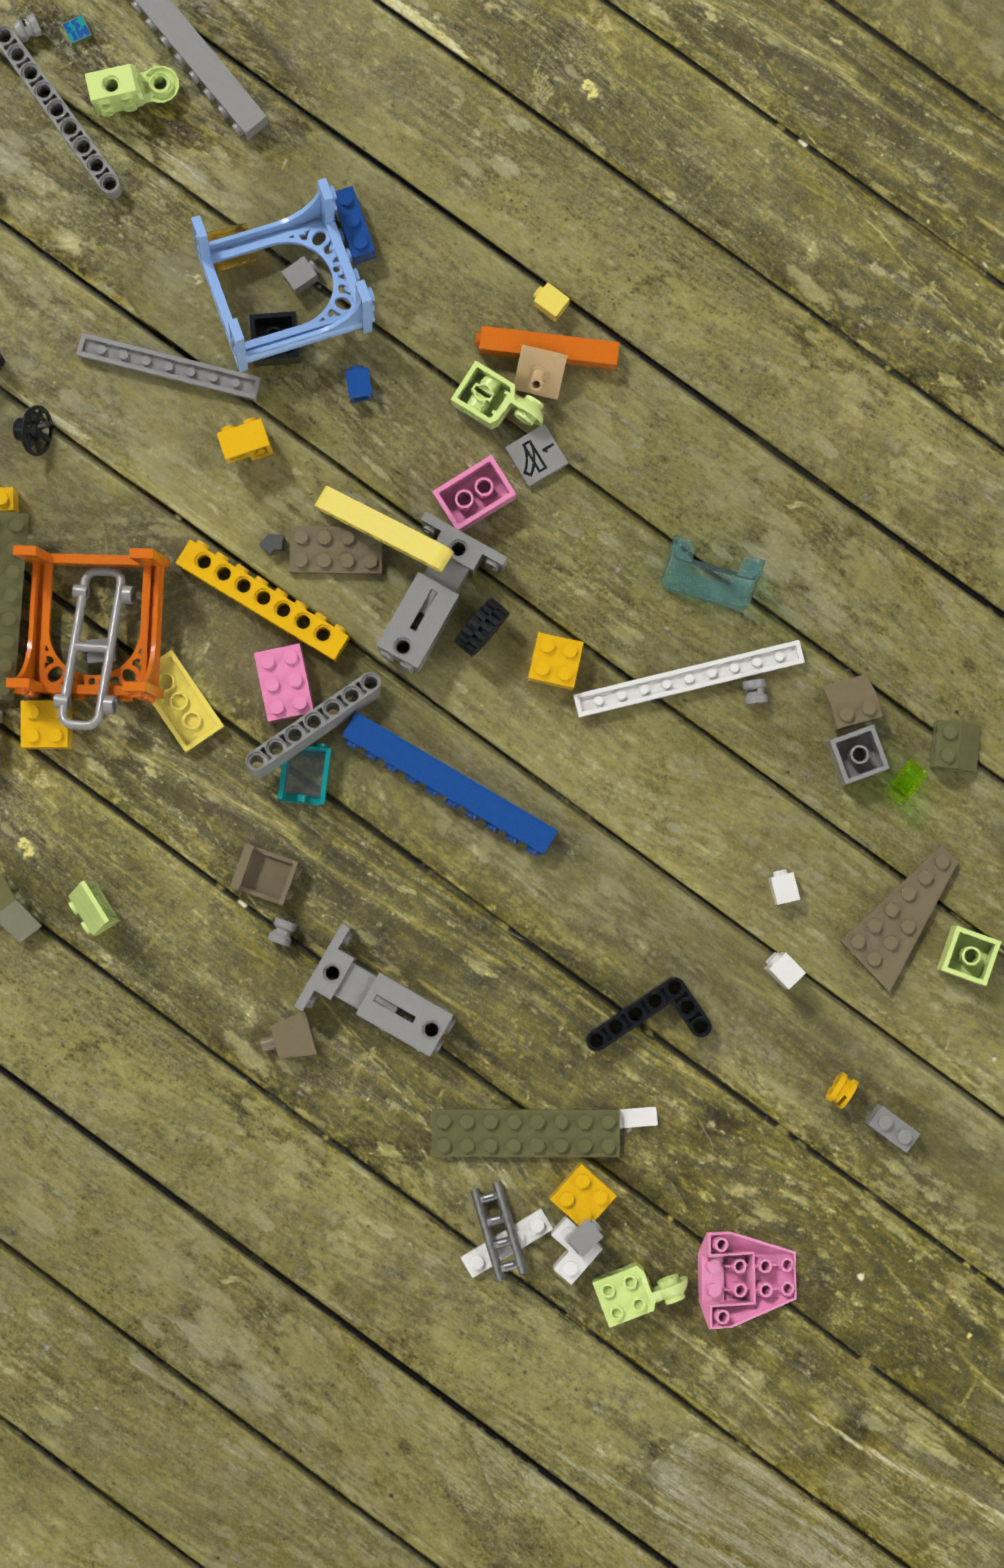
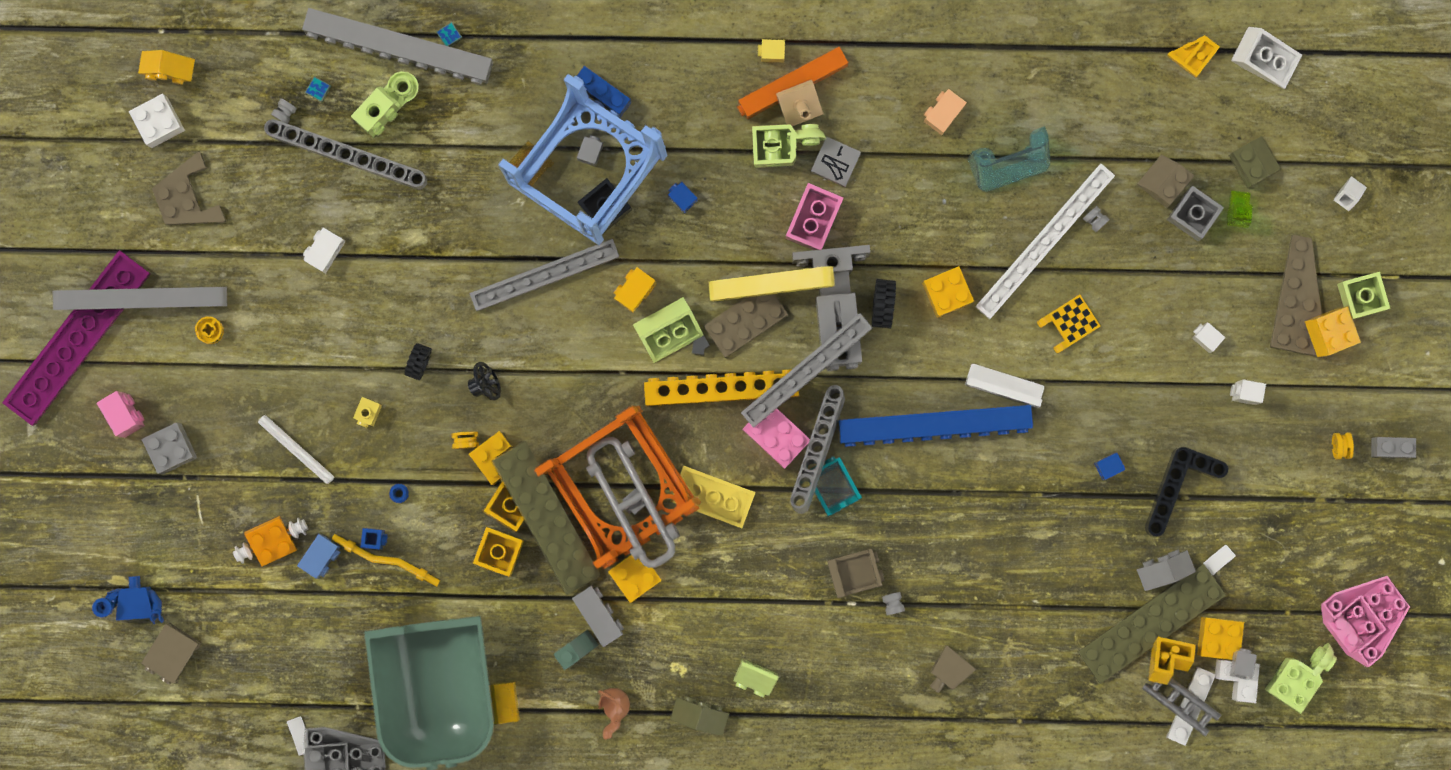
camera: 30 degrees left, 0 degrees up
(243, 66) = (449, 34): none -> tile
(251, 505) = (668, 330): none -> yellowish green slope
(356, 637) = (806, 370): none -> light grey plate
(377, 997) = (990, 602): light grey brick -> none
(517, 1175) = (1167, 656): none -> yellow brick
(547, 794) = (1005, 385): none -> white panel
(576, 1089) = (1166, 570): none -> light grey brick
(594, 947) = (1109, 466): none -> blue panel
(659, 777) = (1072, 321): none -> yellow flag
(679, 480) = (944, 112): none -> light nougat brick
(912, 969) = (1332, 331): none -> yellow brick
(970, 598) = (1194, 55): none -> yellow wing

